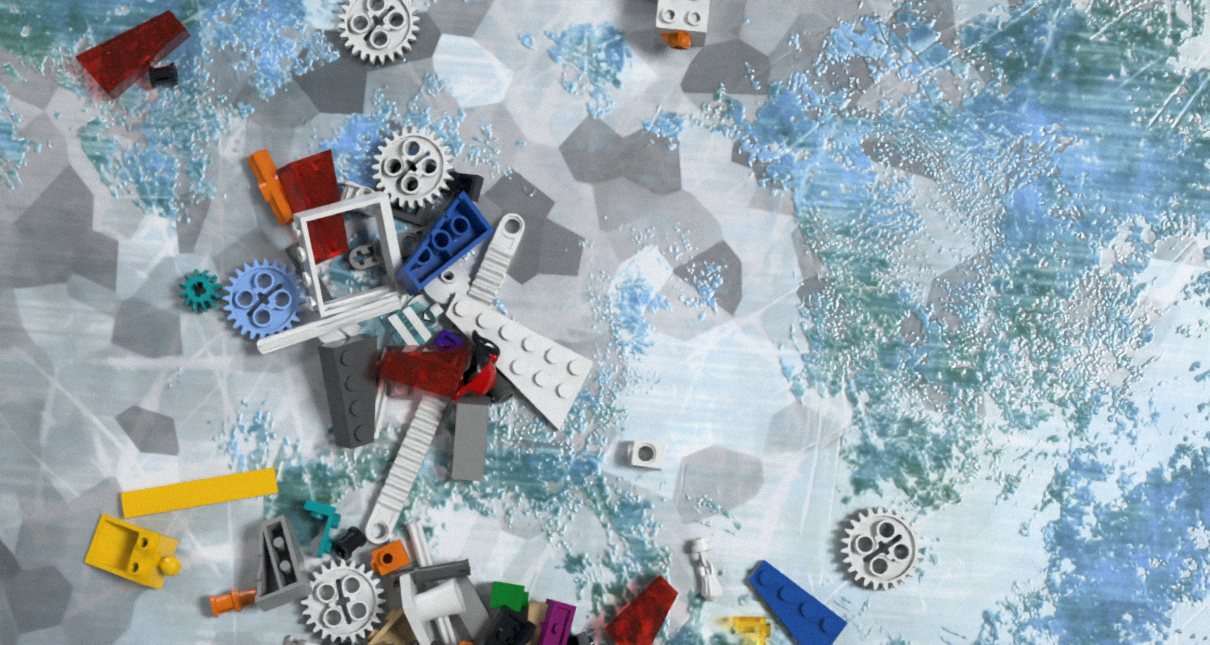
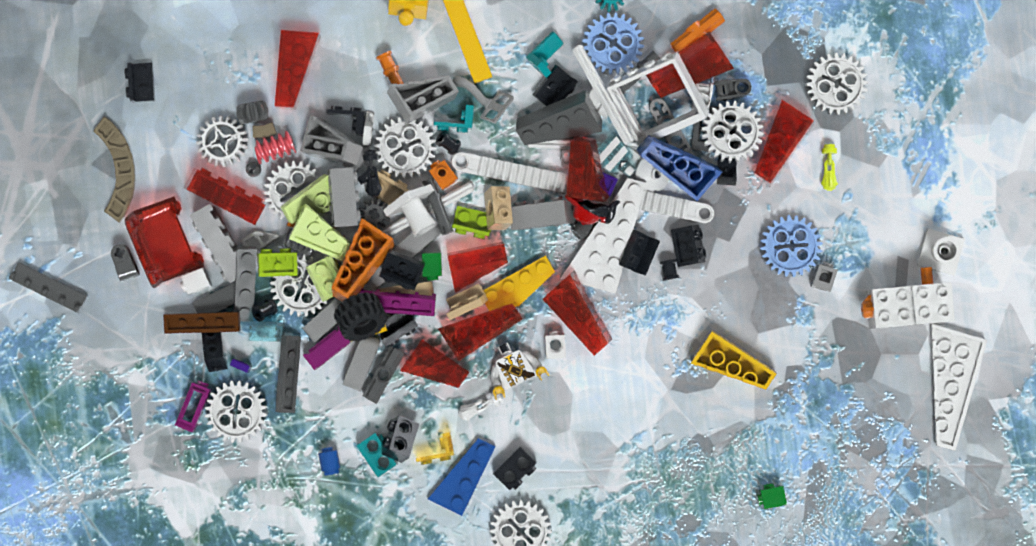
camera: 80 degrees right, 5 degrees up
(255, 392) = (539, 55): none -> teal bracket
(305, 386) = (555, 87): none -> black bracket
(309, 479) = (489, 104): none -> light grey piece
(356, 159) = (730, 89): none -> dark grey piece
(438, 105) = (783, 140): none -> clear red wedge
(450, 493) = (498, 208): none -> tan brick
(461, 531) = (470, 221): none -> lime bracket
(500, 57) = (829, 179): none -> neon yellow piece
(516, 537) = (475, 262): none -> clear red wedge
(546, 320) = (639, 252): none -> black bracket
(549, 254) = (688, 245): none -> black bracket
(555, 121) = (789, 229): none -> light blue gear
(563, 496) = (519, 284): none -> yellow wing
(565, 560) = (466, 301): none -> tan bracket
(576, 285) = (669, 269): none -> black bush
(608, 556) = (475, 332): none -> clear red wedge
(610, 415) = (578, 313): none -> clear red wedge
(636, 87) = (824, 285): none -> light grey brick
(667, 514) = (514, 369): none -> torso
(710, 230) = (730, 360): none -> yellow wedge
(793, 543) = (511, 465): none -> black brick
(897, 213) = (771, 496): none -> green brick

